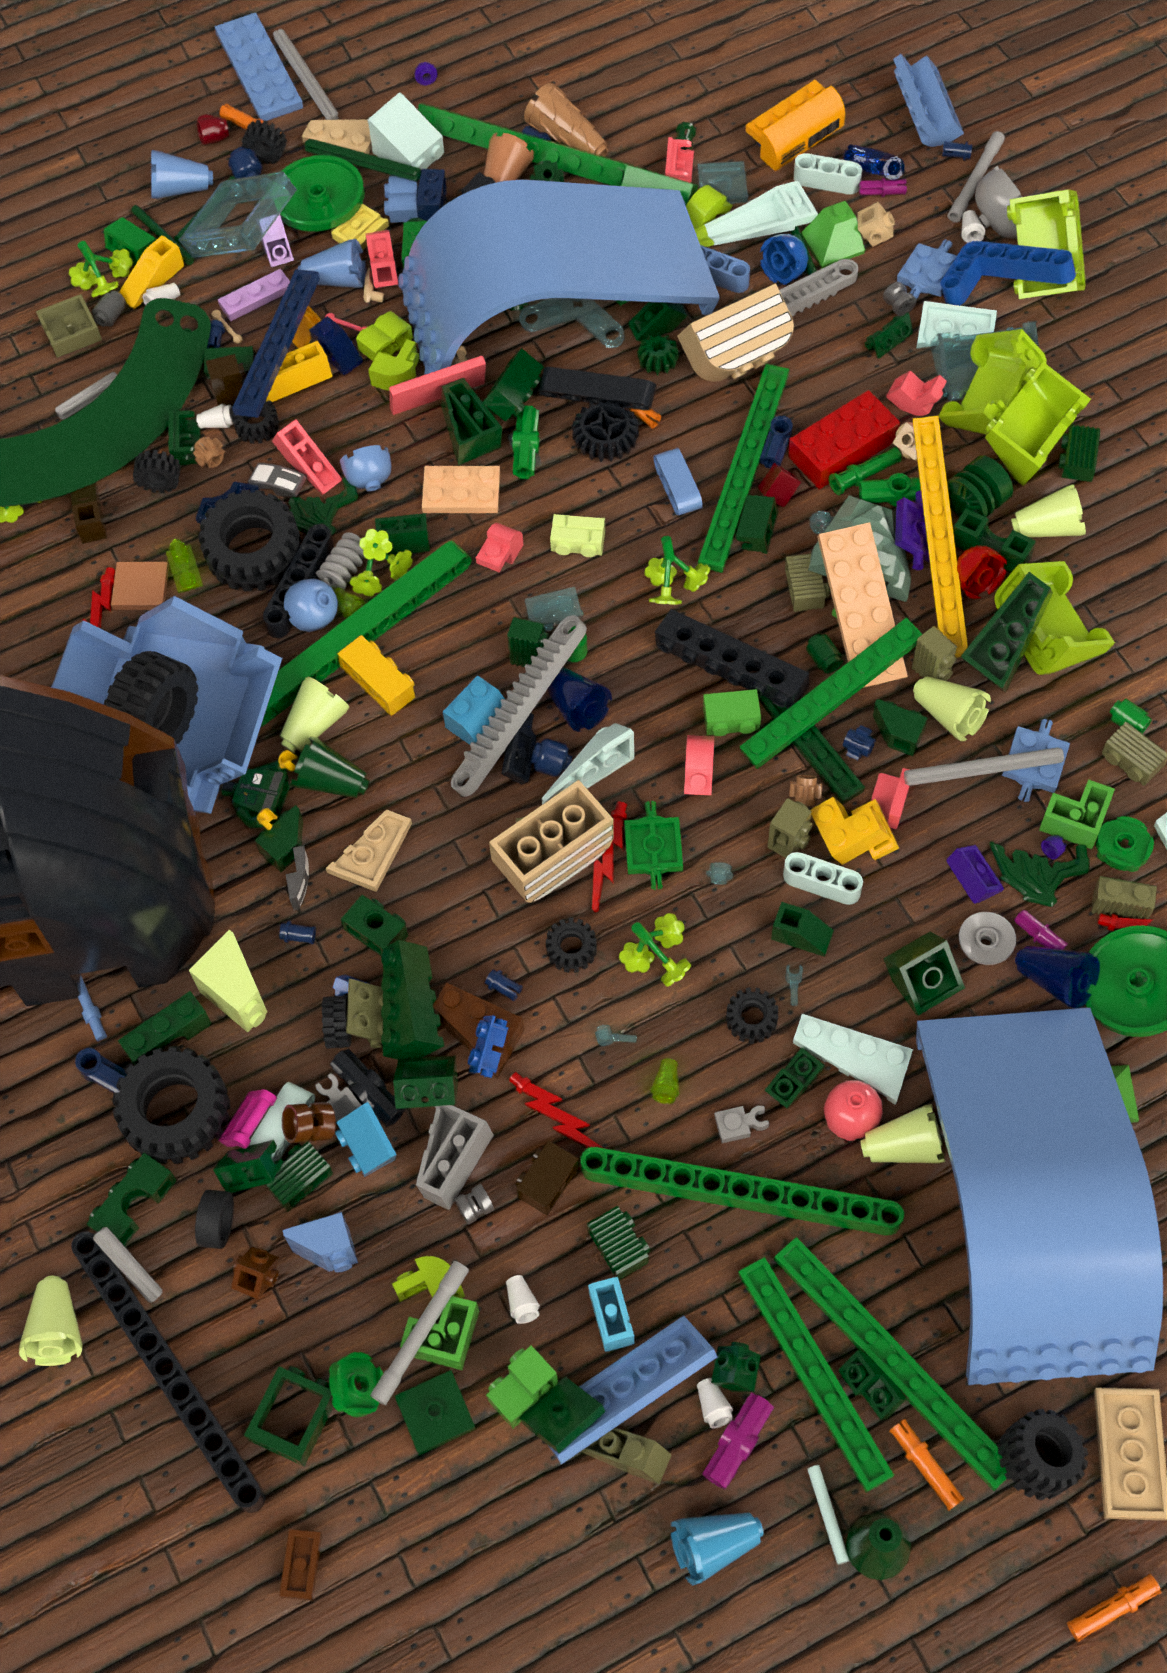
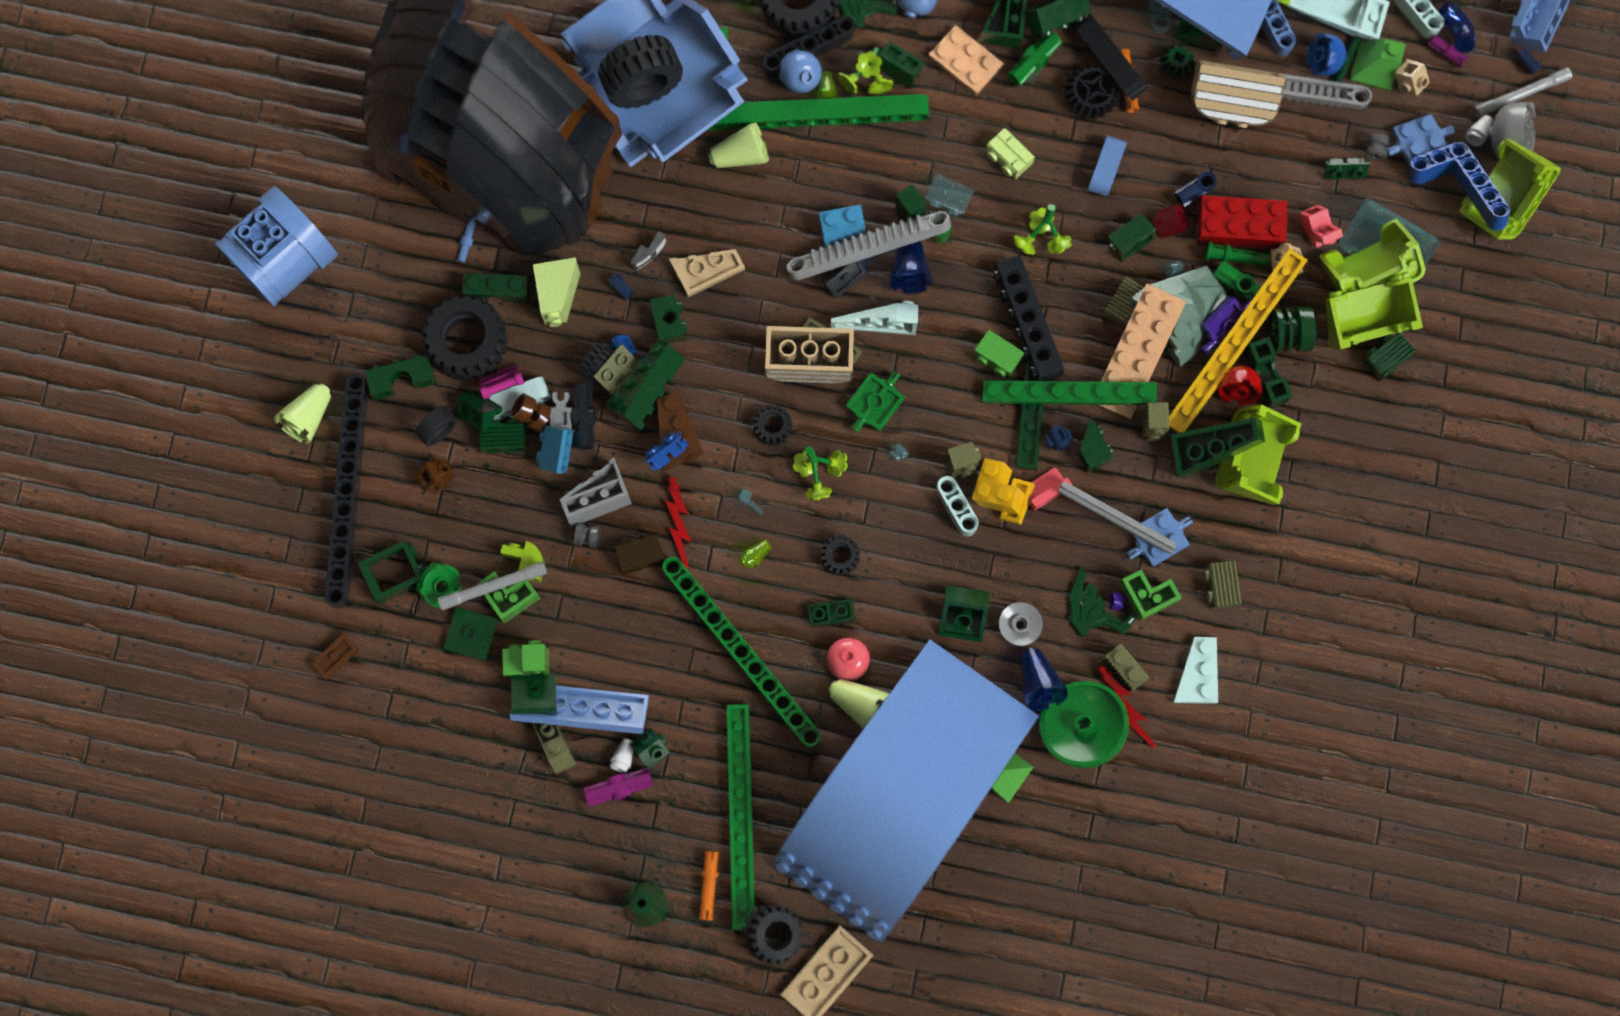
camera: 35 degrees right, 15 degrees up
(104, 1073) = (444, 286): dark blue piece -> none
(127, 1264) = (370, 414): light grey axle -> none
(261, 792) = (670, 178): dark green torso -> none
(279, 842) = (660, 218): dark green slope -> none
(324, 1243) = (485, 491): medium blue slope -> none
(328, 771) = (720, 196): dark green cone -> none
(342, 561) = (844, 55): light grey piece -> none
(377, 675) = (804, 152): yellow brick -> none
(425, 1077) = (617, 442): dark green window -> none
(500, 547) = (954, 123): coral brick -> none
(503, 984) = (712, 417): dark blue pin -> none
(521, 1300) = (567, 612): white cone -> none
(551, 757) = (862, 294): dark blue head -> none
(606, 868) = (836, 393): red piece -> none
(611, 1314) = (607, 661): medium azure brick -> none
(618, 1242) = (647, 624): dark green brick -> none
(699, 765) = (948, 371): coral brick -> none
(713, 1542) = (558, 829): dark azure cone -> none
(736, 1125) = (774, 611): light grey plate -> none
(743, 468) = (1160, 189): green plate -> none
(794, 980) = (883, 556): clear light blue hand -> none
(801, 929) = (914, 528): dark green slope -> none
(806, 789) = (997, 442): medium nougat gear -> none
(816, 1375) = (692, 786): green plate -> none
(824, 653) = (1092, 361): dark green brick -> none
(828, 1515) = (633, 866): light aqua bar -> none
(856, 1054) = (884, 637): light aqua wing -> none
(873, 1383) = (719, 820): dark green slope -> none
(953, 705) = (1138, 461): yellowish green cone -> none
(954, 319) = (1396, 194): light aqua wing -> none
(974, 873) = (1053, 578): dark purple slope -> none
(1039, 932) = (1056, 646): magenta axle -> none
(1052, 516) = (1324, 386): yellowish green cone -> none
(1124, 858) = (1173, 639): green plate -> none
(1131, 713) = (1244, 559): green brick -> none

